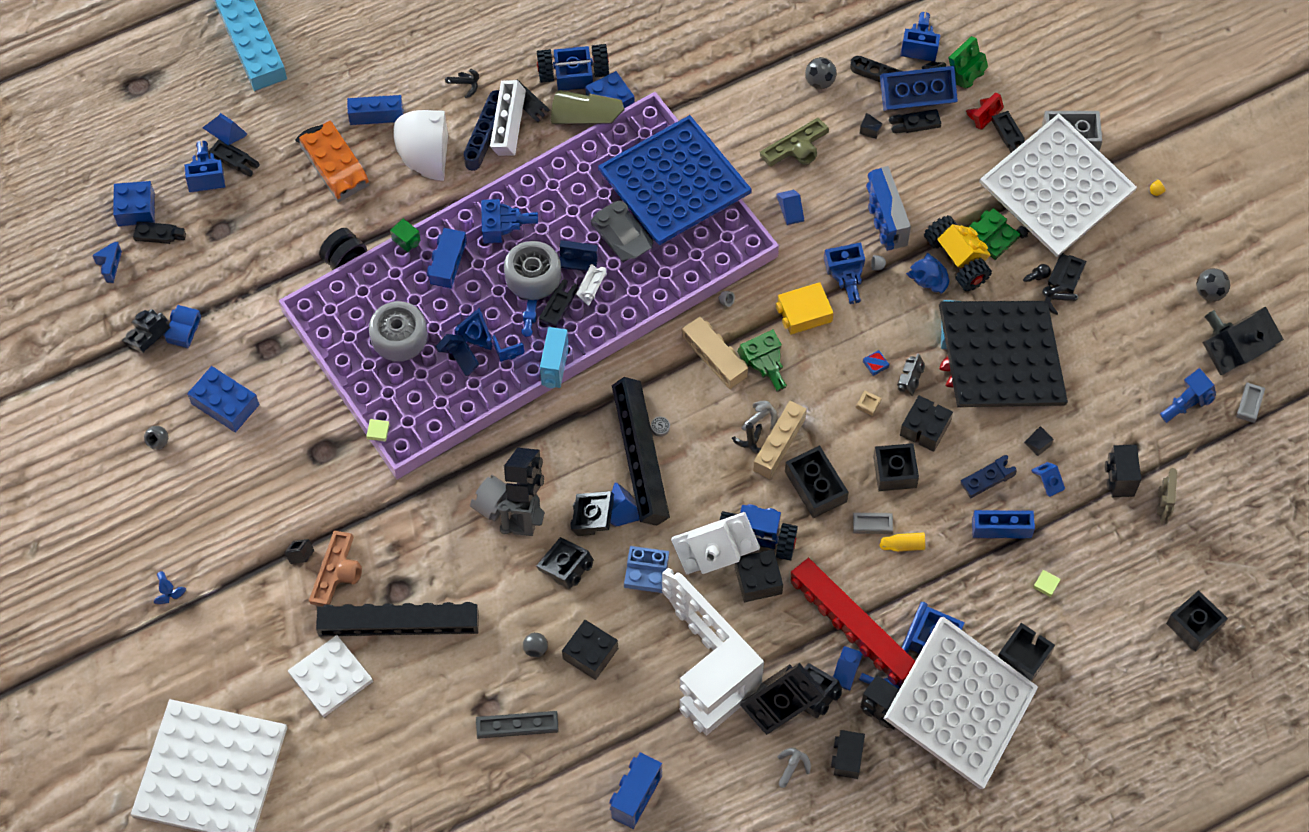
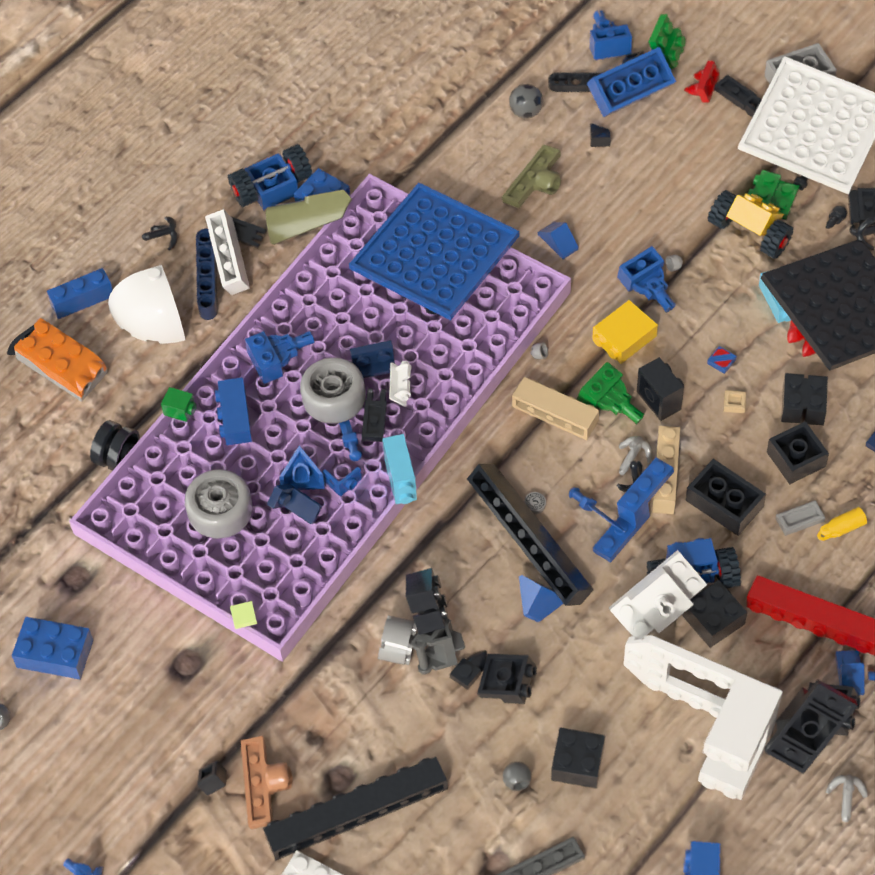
camera: 20 degrees left, 5 degrees down
(540, 543) = (469, 669): none -> black plate
(592, 513) = (511, 615): black plate -> none
(621, 231) = (404, 320): dark grey slope -> none
(645, 569) = (596, 651): medium blue brick -> none
(702, 444) = (588, 504): none -> blue sword
(734, 463) = (633, 509): none -> blue bracket
(808, 369) = (660, 388): none -> black brick
(887, 209) = (660, 206): blue piece -> none
(914, 367) = (766, 364): dark grey hinge -> none
(915, 121) = (641, 116): black hinge -> none
(930, 274) = (732, 254): blue helmet -> none

